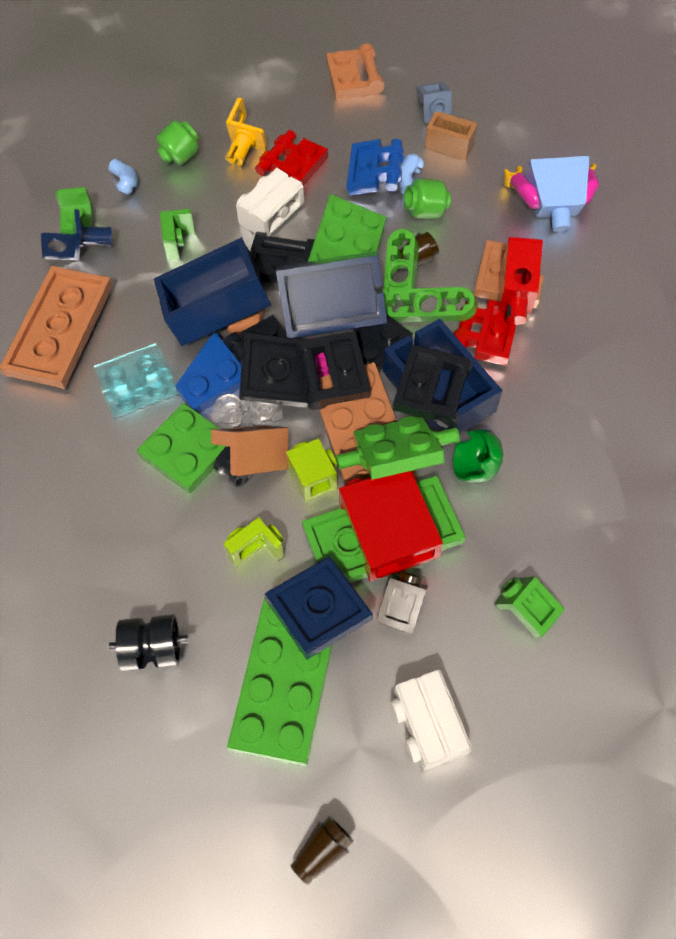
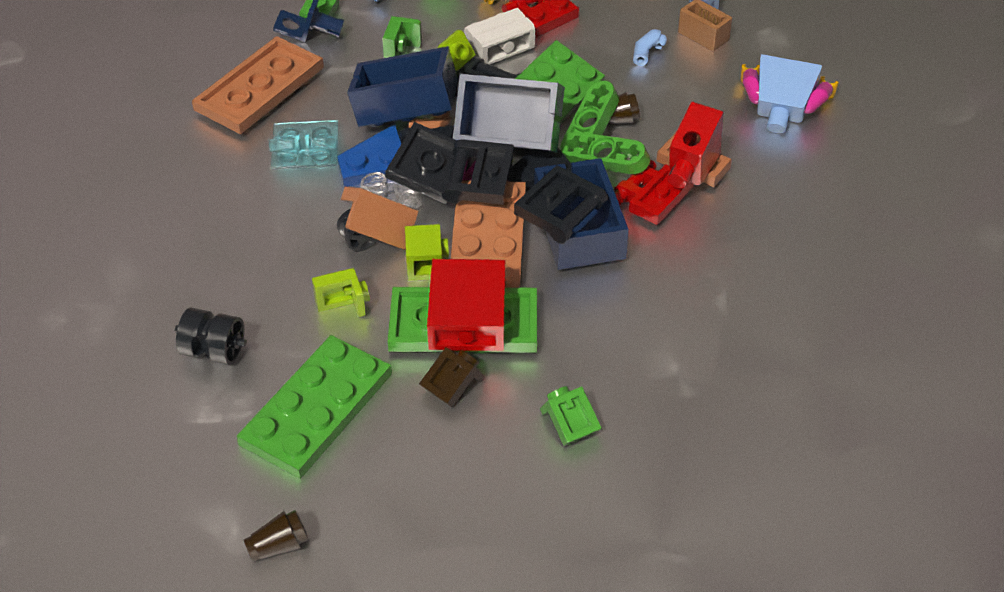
camera: 20 degrees right, 15 degrees down
(182, 448) = (315, 206): bright green plate -> none
(238, 228) = (459, 47): none -> lime bracket
(318, 607) = (369, 349): dark blue plate -> none
(366, 168) = (614, 28): blue plate -> none
(397, 447) = (505, 245): bright green plate -> none
(427, 199) = (651, 69): bright green head -> none
(430, 720) = (426, 472): white brick -> none
(478, 457) = (587, 287): green hair -> none

